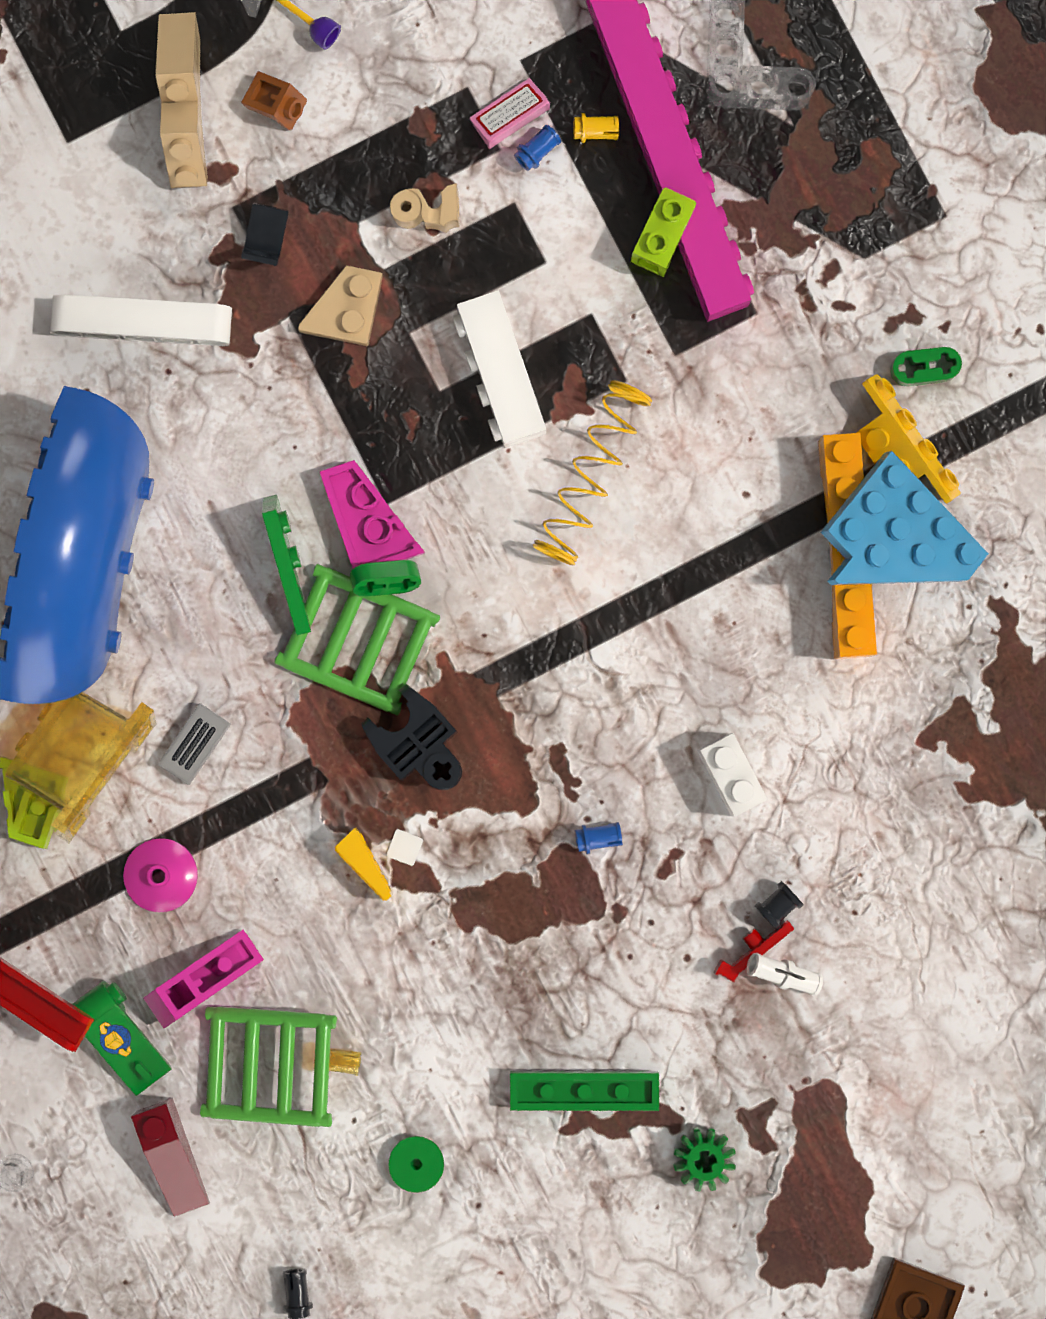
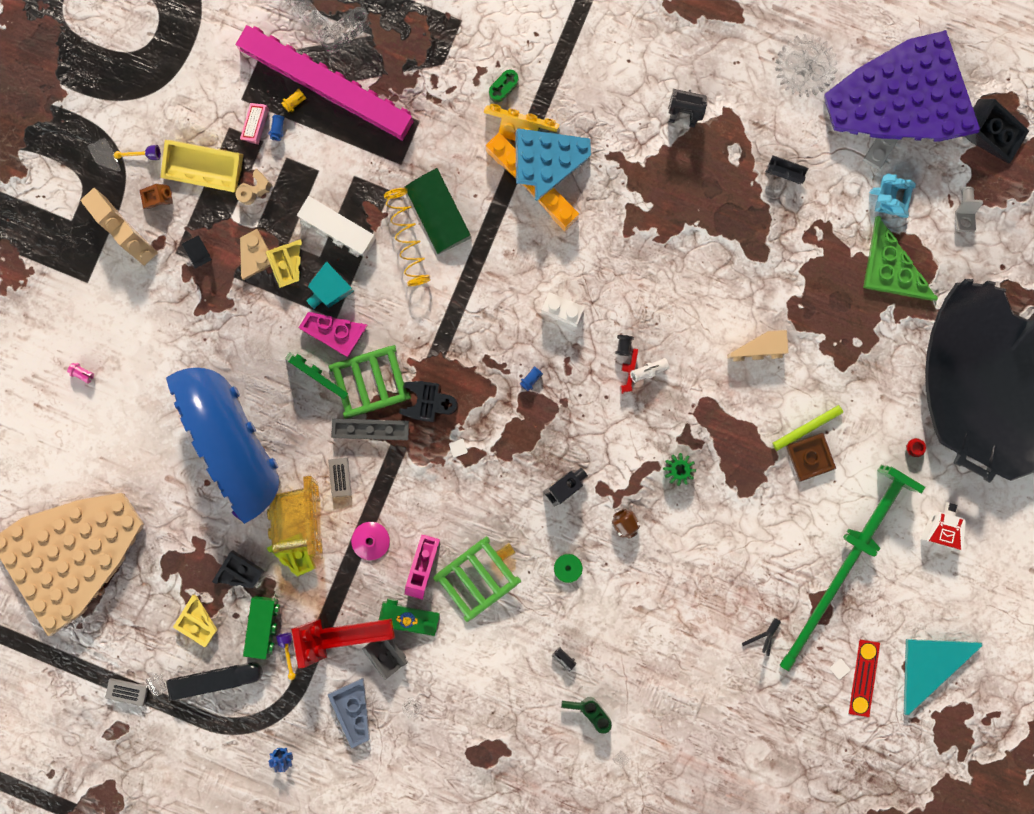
camera: 35 degrees left, 0 degrees up
(37, 1067) = (385, 657): none -> dark grey bracket
(141, 320) = (176, 327): white beam -> none
(170, 1156) = (468, 648): slope -> none
(298, 711) = (370, 429): none -> dark grey plate
(359, 857) = (443, 466): yellow slope -> none
(379, 110) = (201, 165): none -> light yellow slope
(381, 359) = (285, 262): none -> light yellow wing
(385, 578) = (360, 347): green beam -> none
(413, 449) = (328, 287): none -> teal torso
(498, 1041) = (559, 490): none -> black torso
(557, 1171) = (625, 523): none -> reddish brown head
(584, 1091) = (609, 483): green plate -> none
(663, 231) = (354, 119): lime bracket -> none
(670, 471) = (437, 211): none -> dark green slope
(948, 1259) = (807, 428): none -> lime piece
(990, 1081) = (768, 344): none -> tan slope

